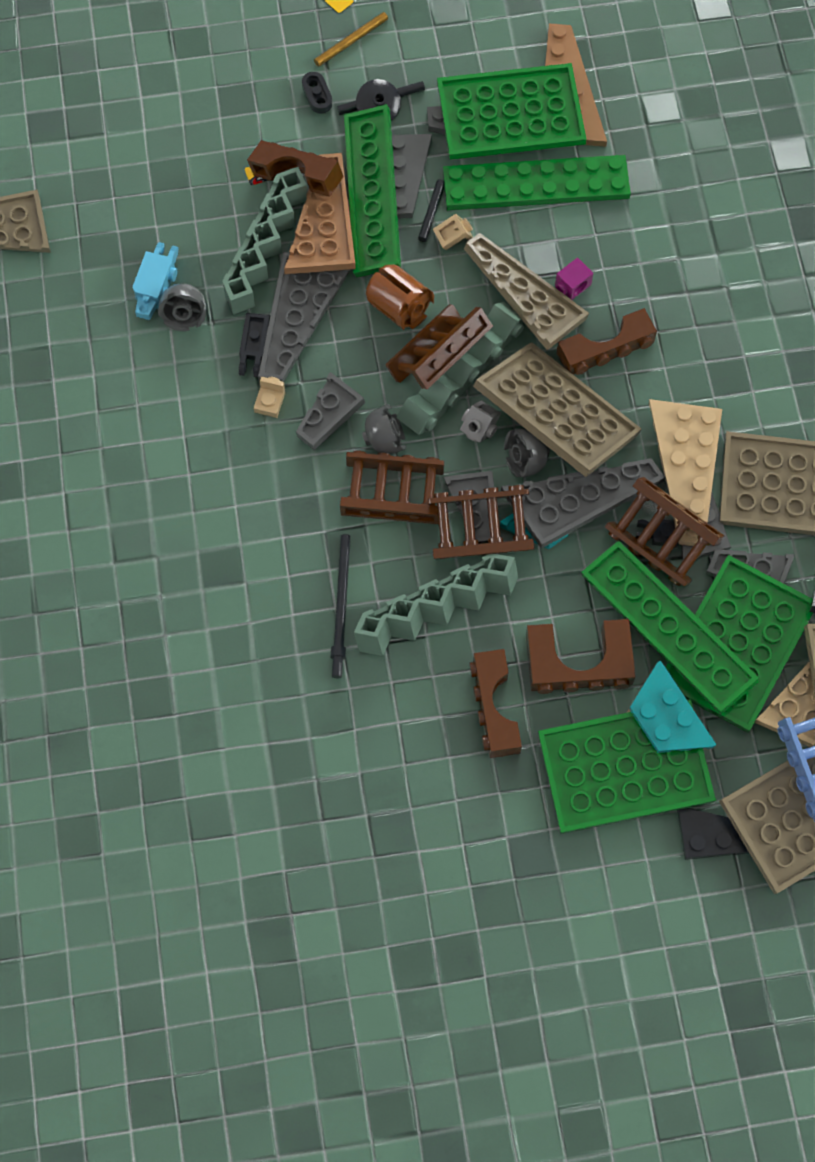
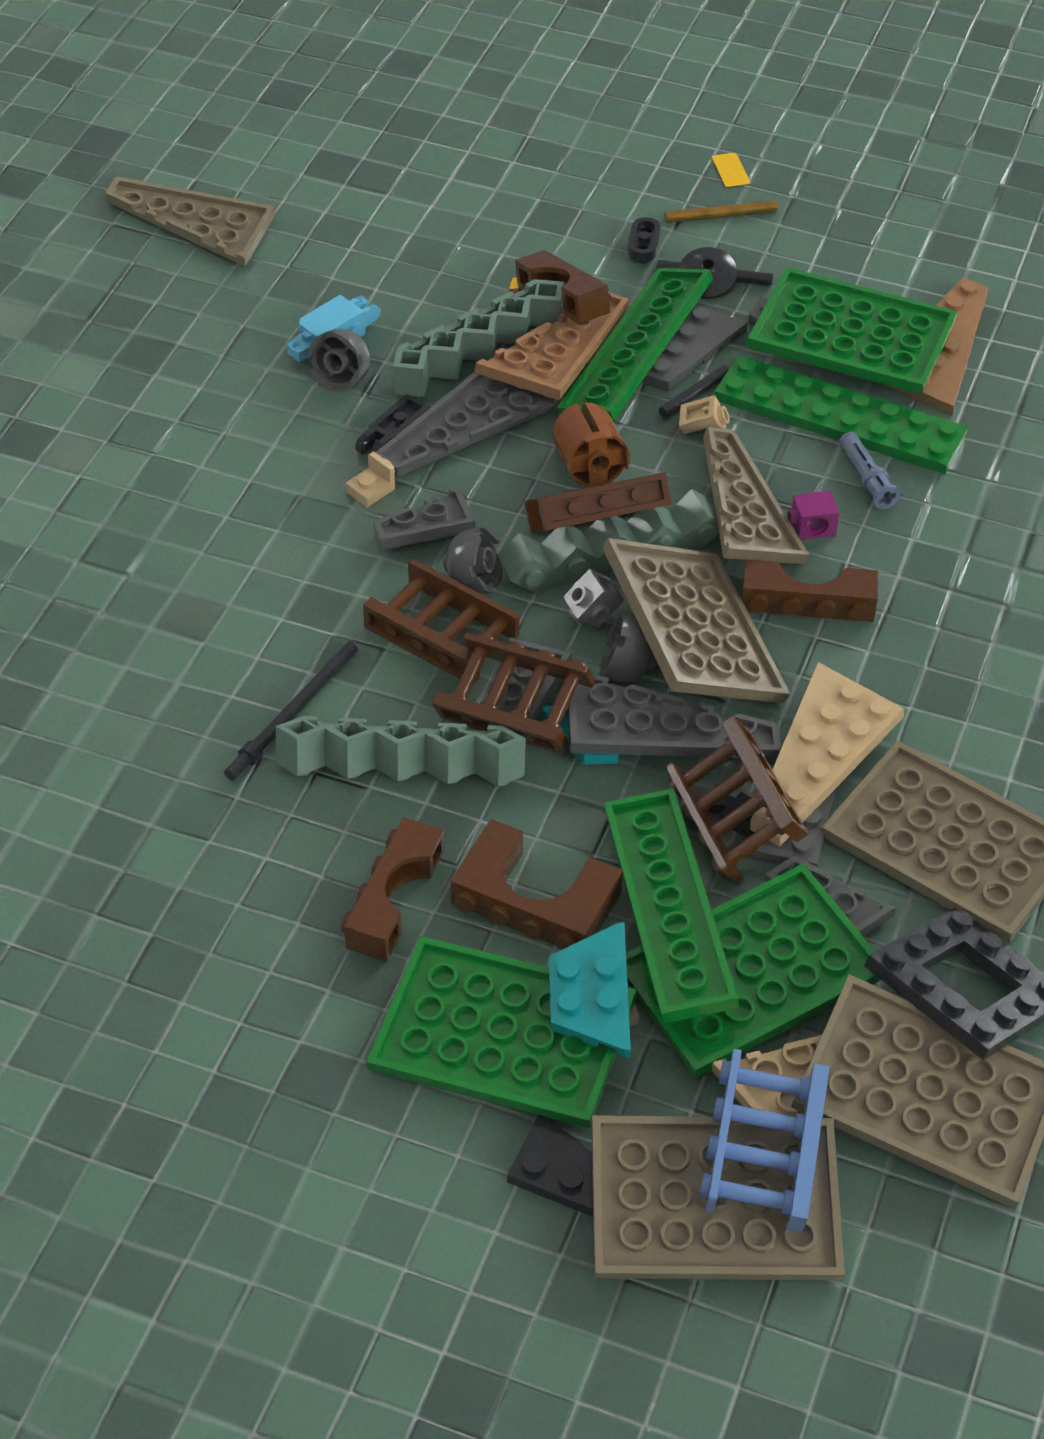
camera: 30 degrees right, 20 degrees down
(592, 228) = (873, 477): none -> sand blue pin

